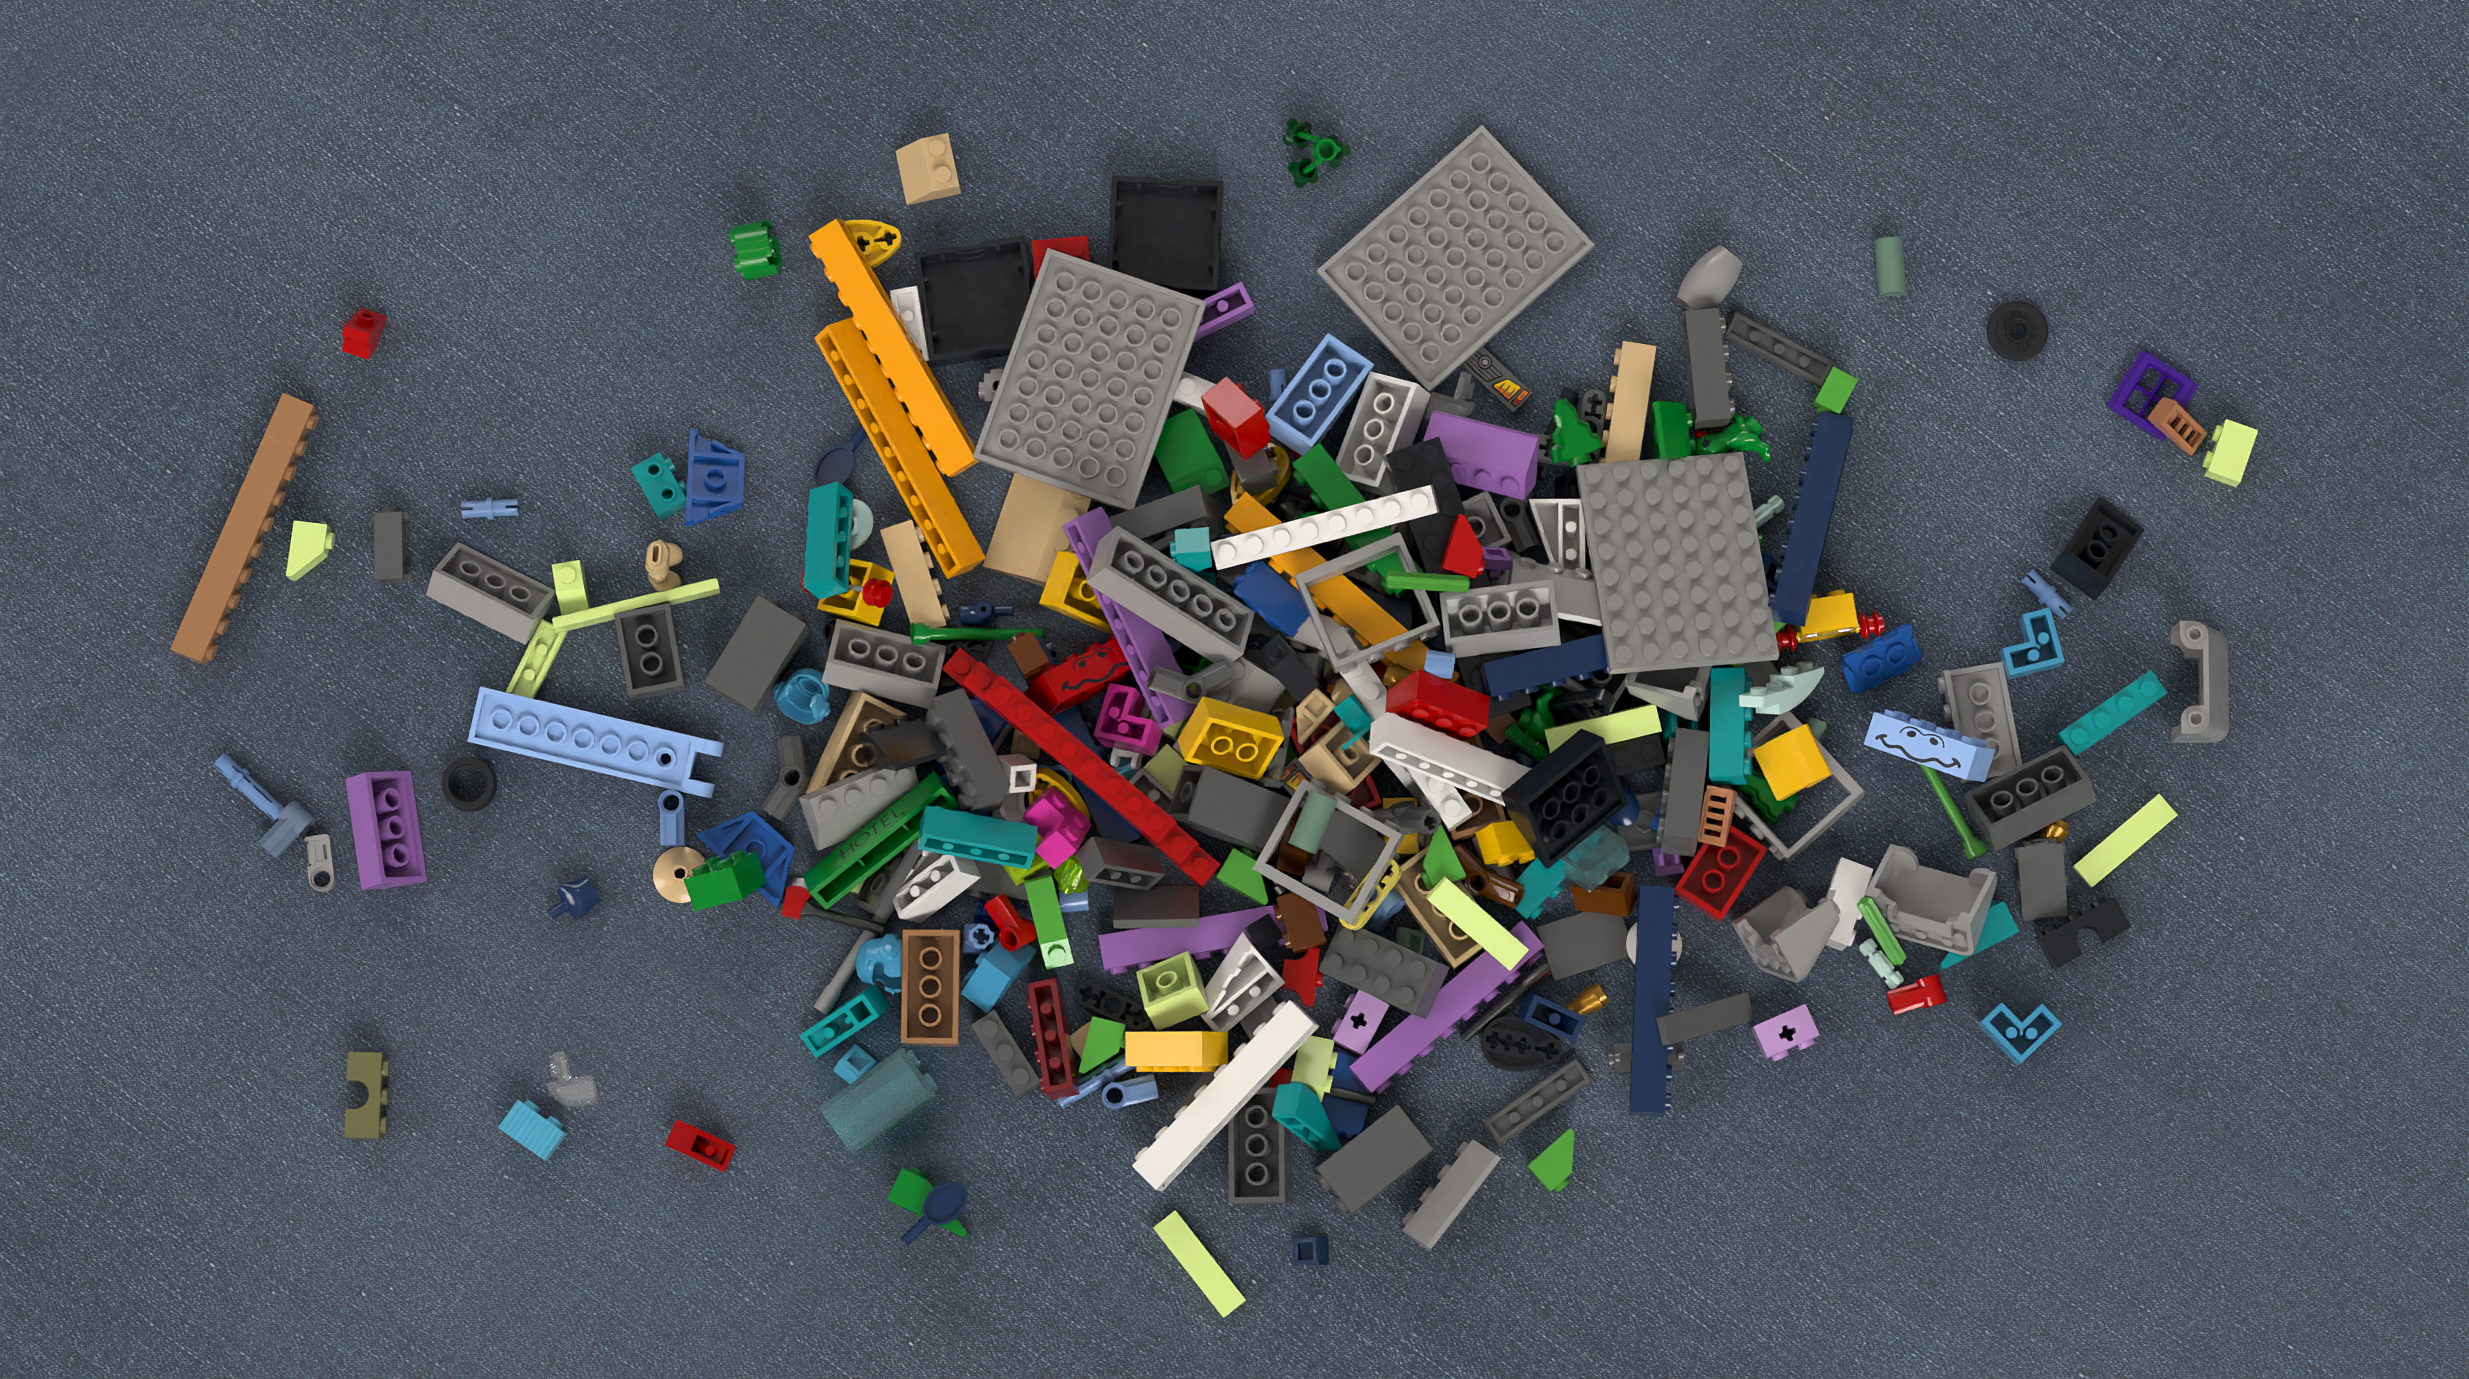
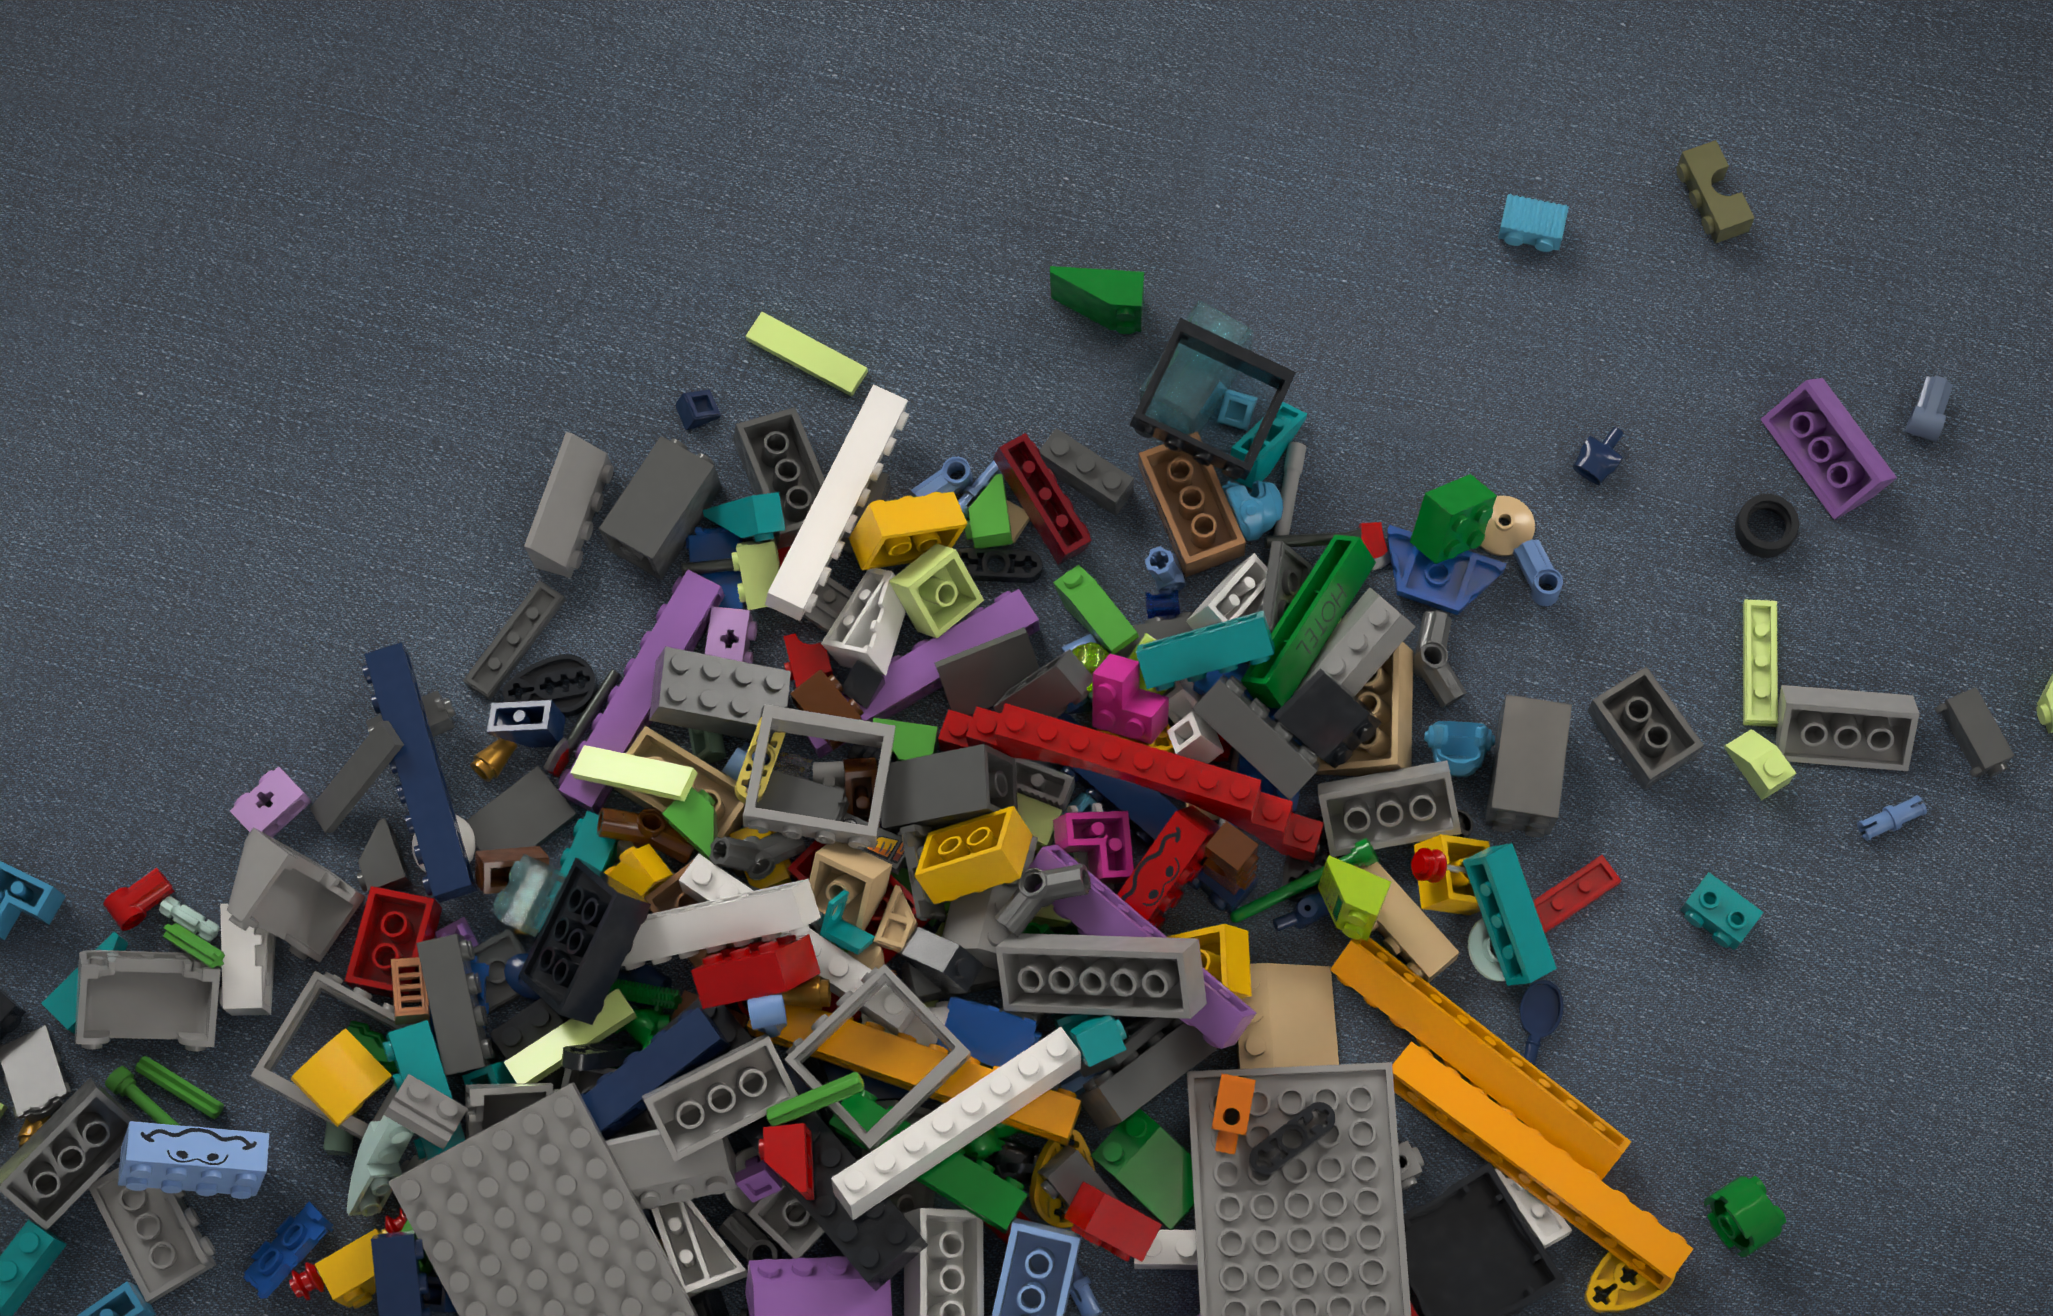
camera: 160 degrees right, 10 degrees down
(240, 779) = (2026, 447): medium blue pin -> none
(321, 859) = (1879, 397): light grey piece -> none
(570, 1091) = (1515, 272): clear brick -> none
(589, 741) = (1661, 616): light blue hinge -> none
(606, 612) = (1684, 771): yellowish green tile -> none
(658, 560) = (1679, 813): tan piece -> none
(700, 1145) = (1359, 270): red slope -> none
(713, 479) = (1668, 938): blue wing -> none
(767, 547) = (1575, 893): none -> red tile
(849, 1012) = (1234, 357): none -> black window
(939, 1208) = (1085, 279): dark blue piece -> none
(946, 592) = (1352, 897): none -> lime slope
(995, 974) = (1126, 548): dark azure brick -> none
(1013, 930) = (1130, 588): red piece -> none
(1093, 415) = (1307, 1117): none -> black beam
(1110, 462) = (1236, 1094): none -> orange torso
(1313, 821) = (846, 791): sand green brick -> none
(1555, 1163) = (474, 582): bright green slope -> none
(1708, 944) = (383, 861): none -> dark grey slope
(1732, 700) = (425, 1111): none -> light grey plate
(1928, 826) = (179, 1087): none -> bright green axle

